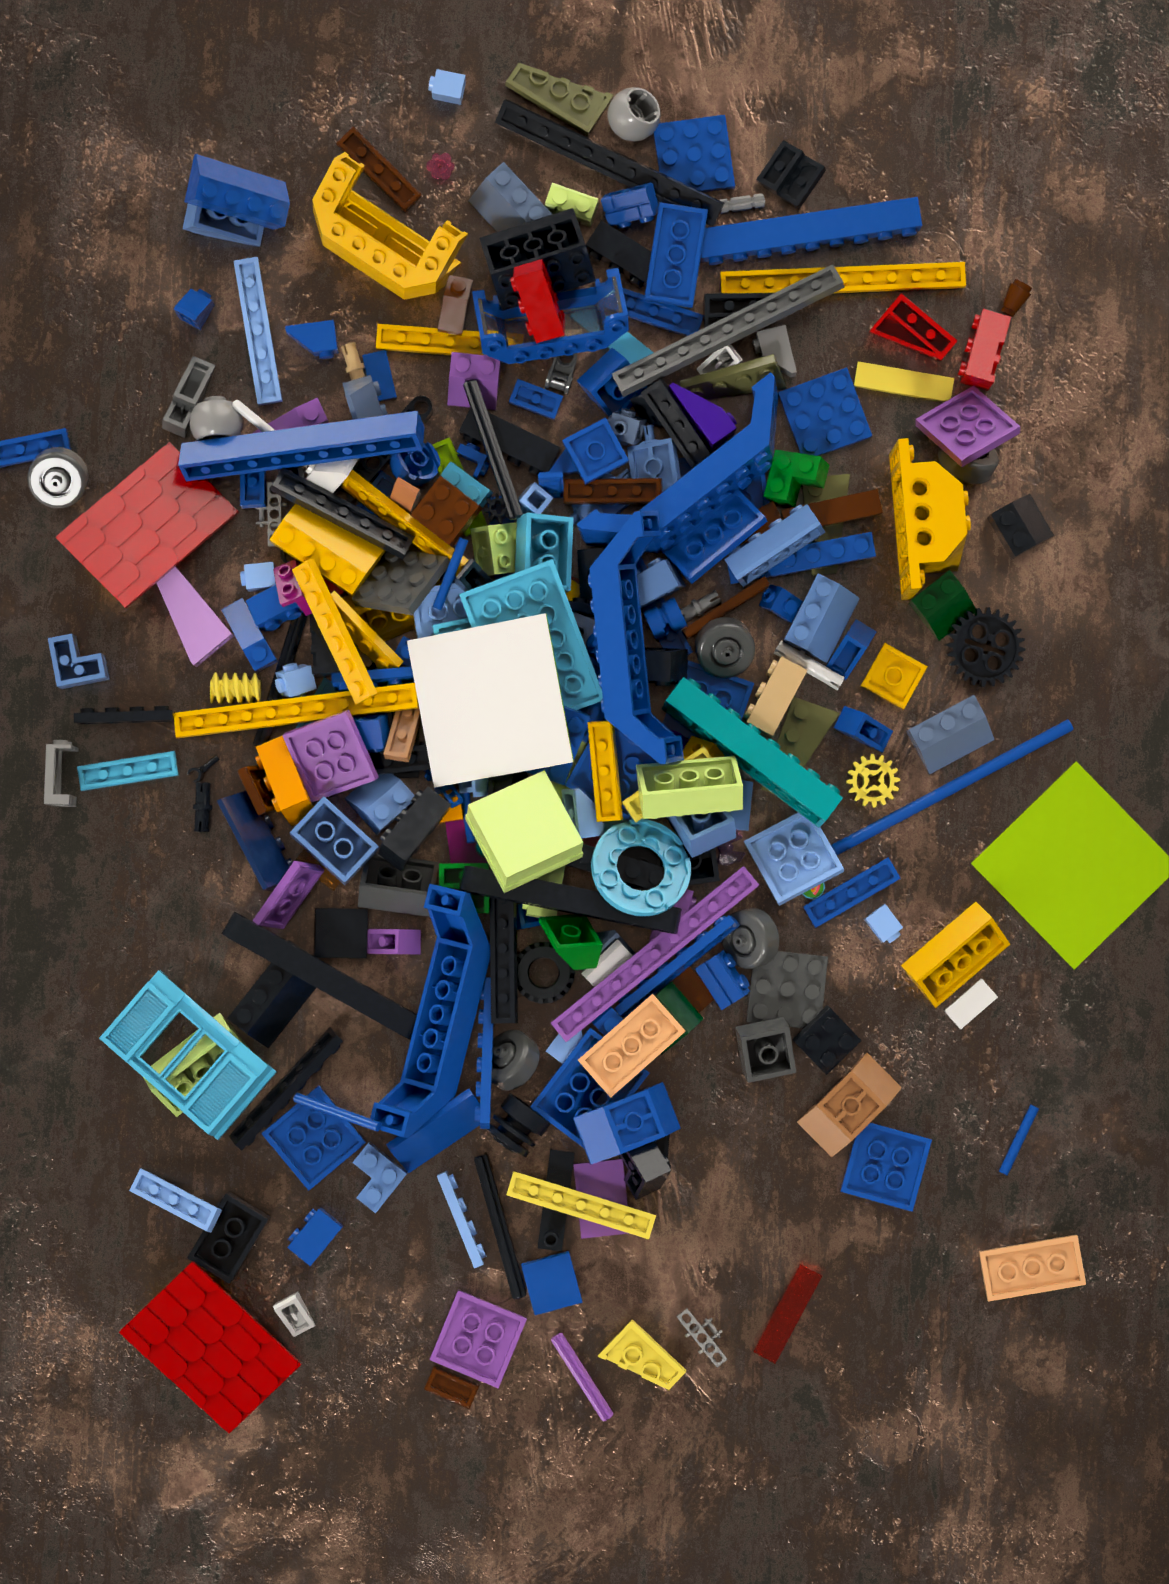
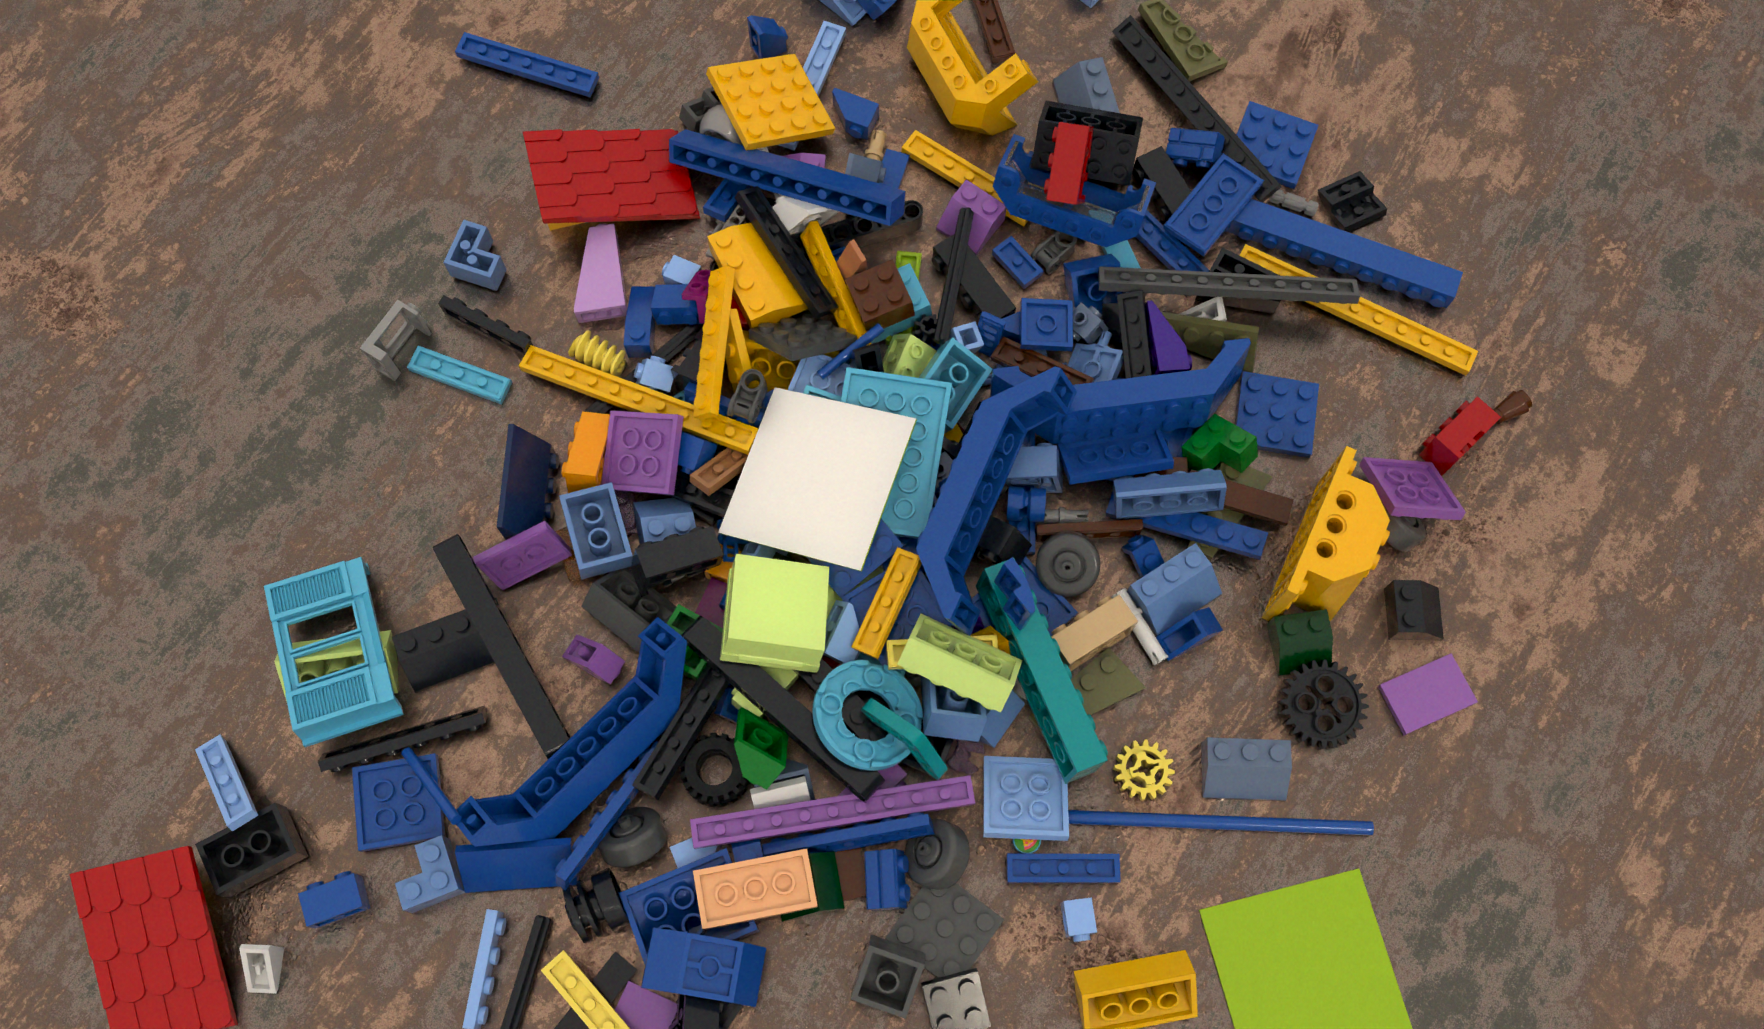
camera: 30 degrees right, 15 degrees down
(58, 477) = (564, 103): wheel -> none
(202, 769) = (522, 410): black hand -> none
(202, 807) = (498, 445): black pin -> none
(240, 376) = (770, 101): none -> yellow plate
(255, 786) = (556, 446): reddish brown tile -> none
(340, 933) = (550, 623): black slope -> none
(392, 664) = (748, 401): none -> dark grey piece
(416, 466) = (878, 246): blue cylinder -> none
(437, 160) = (1045, 42): clear pink plant -> none
(455, 305) = (990, 147): reddish brown slope -> none
(471, 453) = (934, 277): blue bracket -> none
(563, 198) = (1153, 128): yellowish green brick -> none
(633, 114) = (1238, 79): light grey wheel -> none
(679, 867) = (908, 734): none -> teal beam
(711, 715) = (1016, 588): none -> blue slope
(776, 342) = (1268, 328): light grey slope -> none
(863, 728) = (1161, 714): blue slope -> none
(894, 676) = (1217, 683): yellow tile -> none
(903, 382) = (1365, 424): light yellow tile -> none
(913, 329) = (1400, 381): red wedge -> none
(1063, 589) = (1427, 694): none -> medium lavender tile

